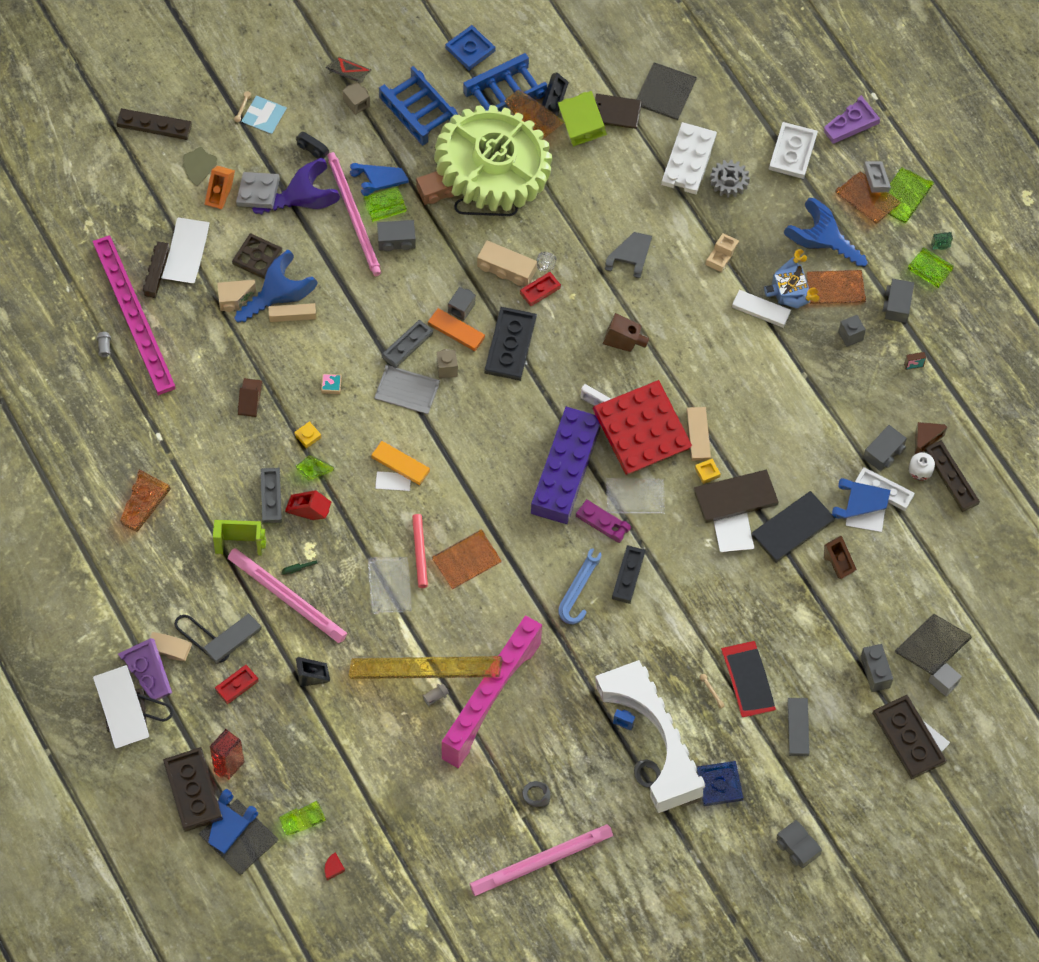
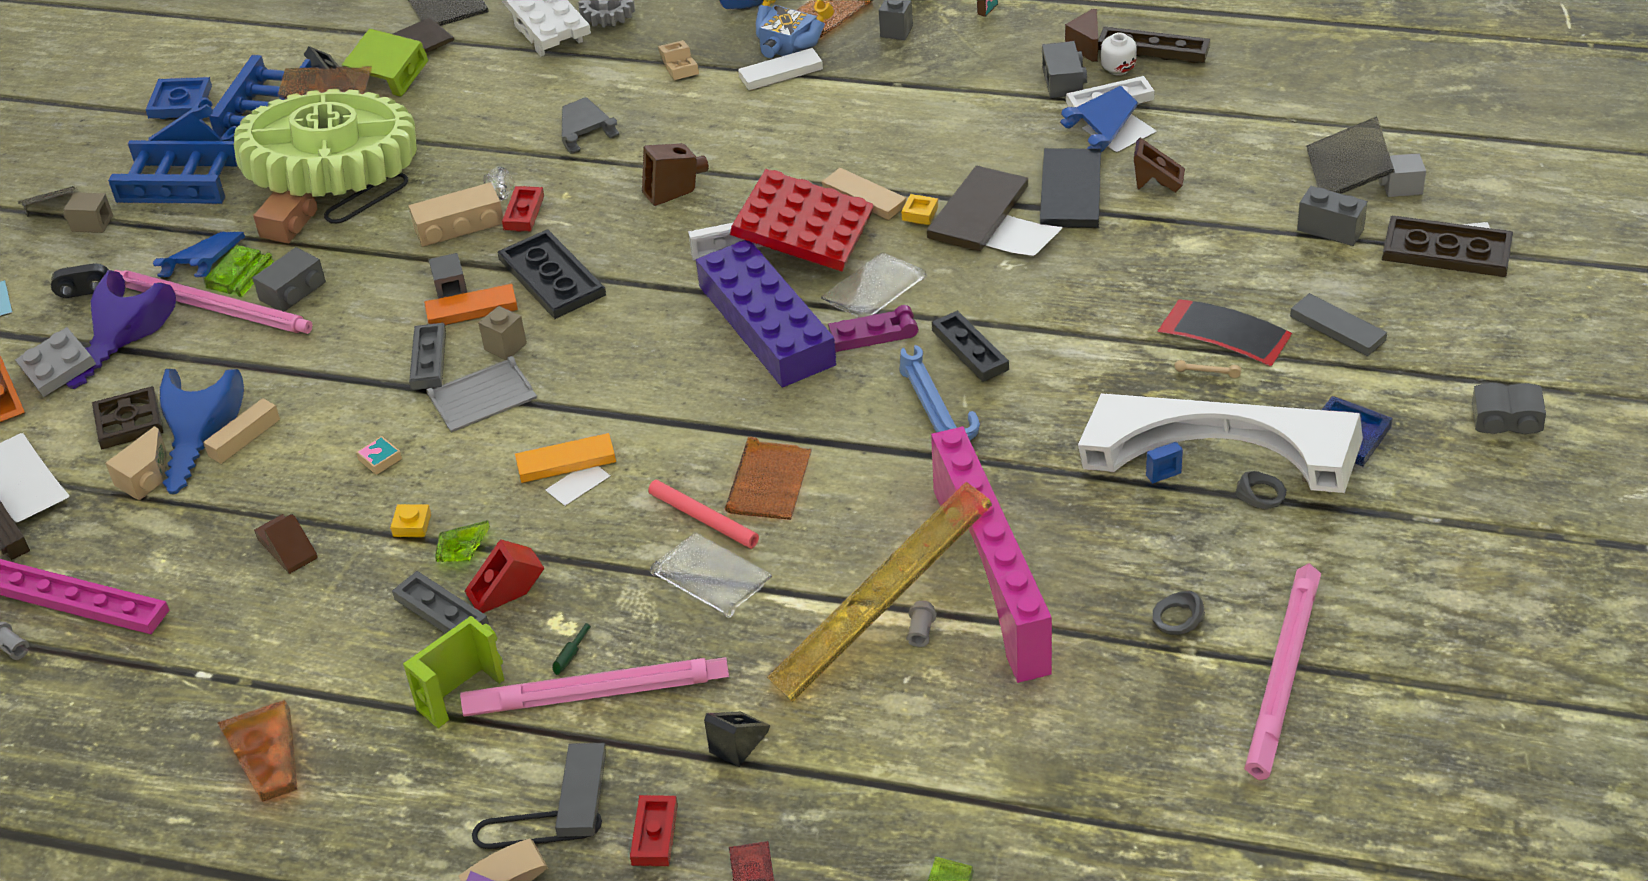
camera: 40 degrees left, 20 degrees down
(448, 87) = (192, 127): none -> blue flag

